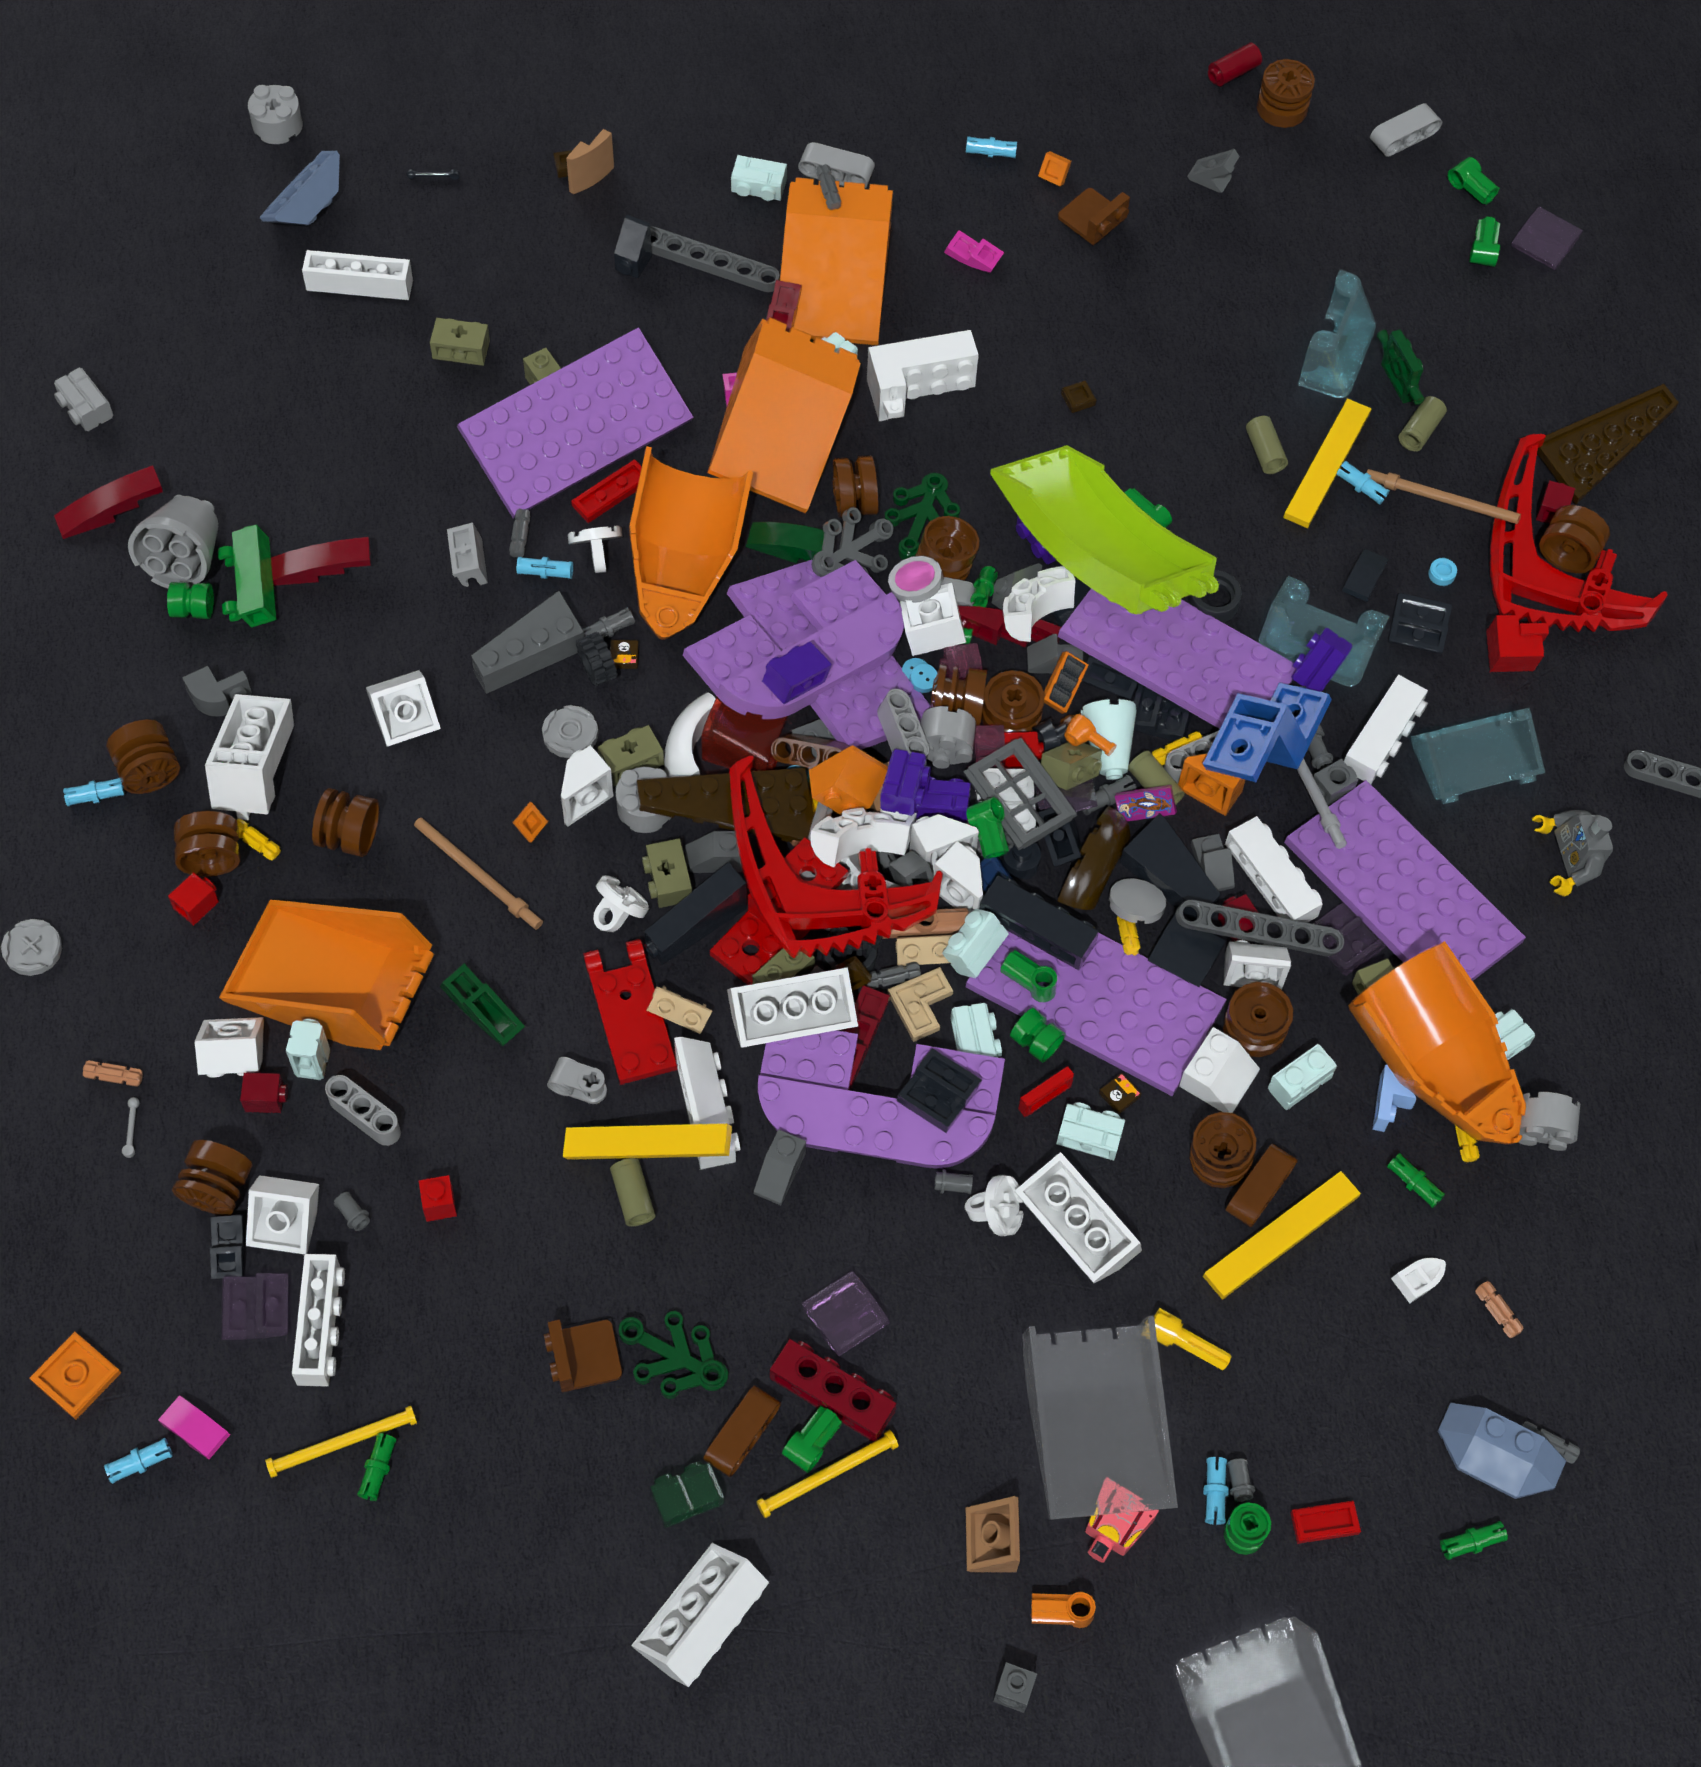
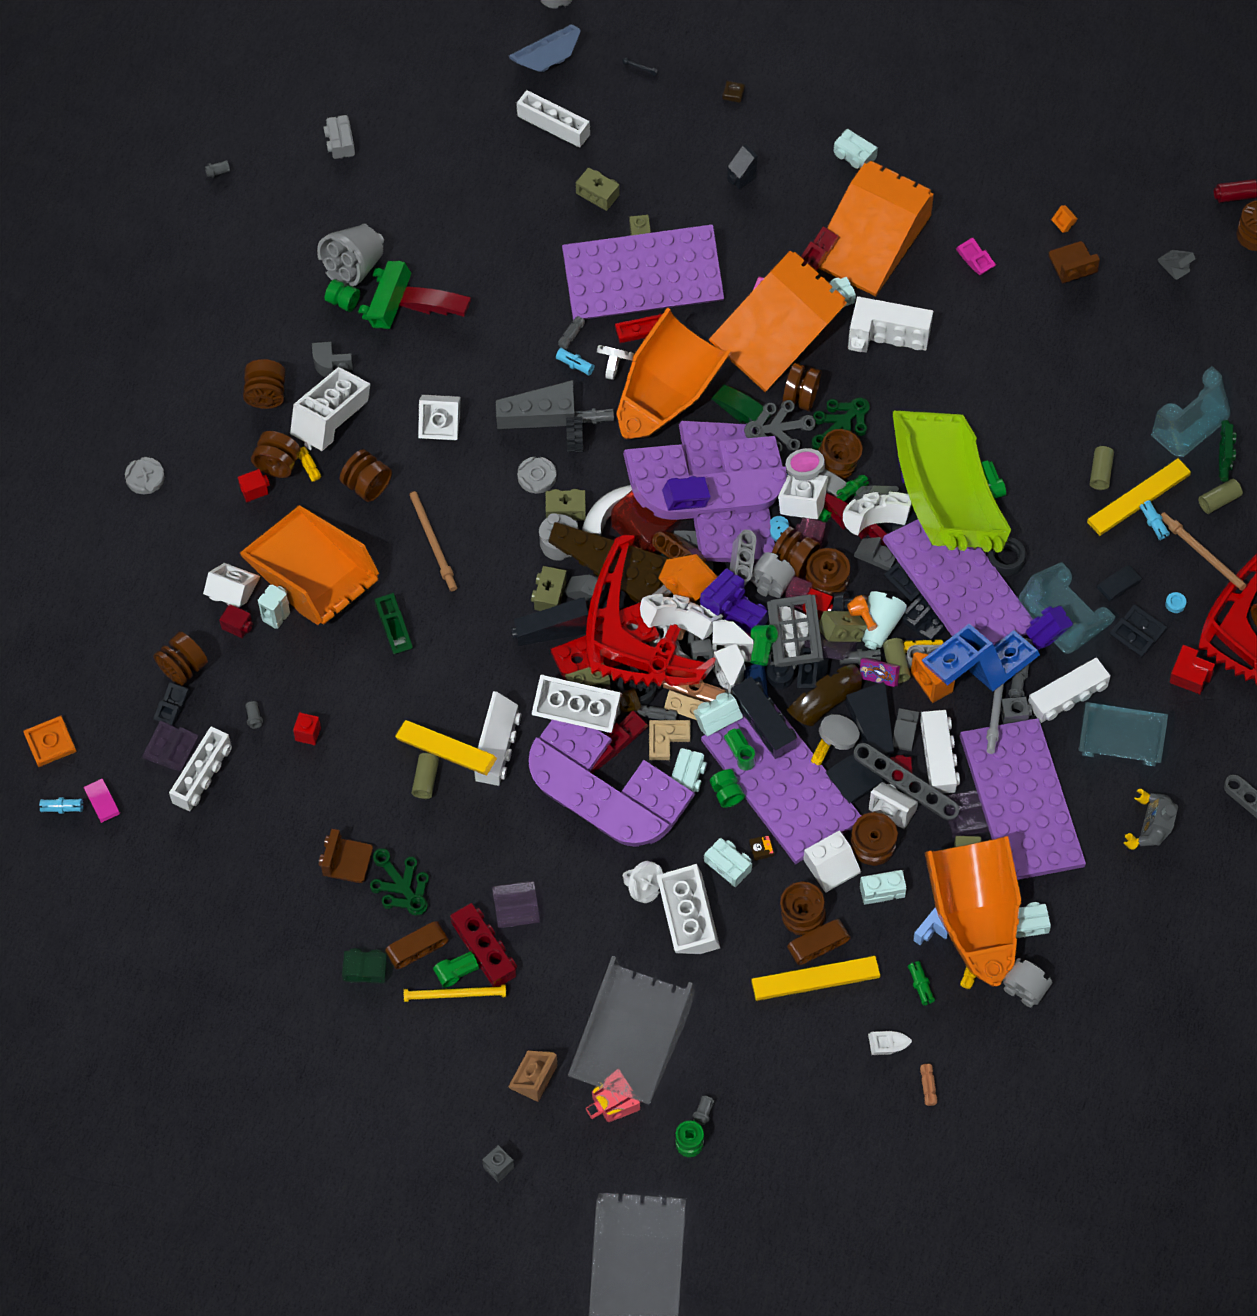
camera: 30 degrees right, 0 degrees up
(93, 792) = (226, 394): medium azure pin -> none
(103, 503) = (322, 210): dark red slope -> none
(112, 1073) = (155, 572): nougat axle -> none
(128, 1150) = (142, 622): light grey hinge -> none
(281, 1214) = (211, 698): white slope -> none
(340, 1441) = (182, 846): yellow bar -> none
(355, 1099) = (287, 649): light grey beam -> none
(377, 1467) = (194, 870): green pin -> none
(467, 554) = (529, 333): light grey hinge -> none
(530, 822) = (481, 522): orange slope -> none
(577, 1081) = (427, 695): light grey piece -> none
(585, 784) = (523, 512): white slope -> none
(590, 162) = (744, 98): medium nougat slope -> none
(620, 902) = (509, 595): white tile -> none
(624, 653) = (596, 438): dark brown tile -> none
(634, 1035) = (477, 674): red hinge -> none
(679, 1010) = (508, 674): tan hinge -> none
(700, 1614) = (337, 1038): white slope -> none
(711, 255) = (789, 196): dark grey beam -> none
(780, 1167) = (523, 799): dark grey slope -> none
(828, 187) = (887, 175): dark grey axle -> none
(843, 164) = (913, 161): light grey beam -> none
(939, 1090) = (641, 793): black slope -> none
(953, 1182) = (624, 855): dark grey pin -> none
(991, 147) = (1029, 187): medium azure pin -> none
(1046, 1091) = (713, 825): red tile -> none
(1057, 1609) = (550, 1133): orange piece -> none
(1064, 682) = (871, 571): tile -> none
(1078, 396) = (992, 384): dark brown tile -> none
(1170, 1331) = (709, 1002): yellow piece -> none
(1216, 1490) = (685, 1108): medium azure pin -> none
(1325, 1522) = (743, 1159): red tile -> none
(1474, 1540) = (829, 1211): green pin -> none
(1499, 1451) = (877, 1169): sand blue wedge -> none
(1568, 1451) = (912, 1177): dark grey axle -> none

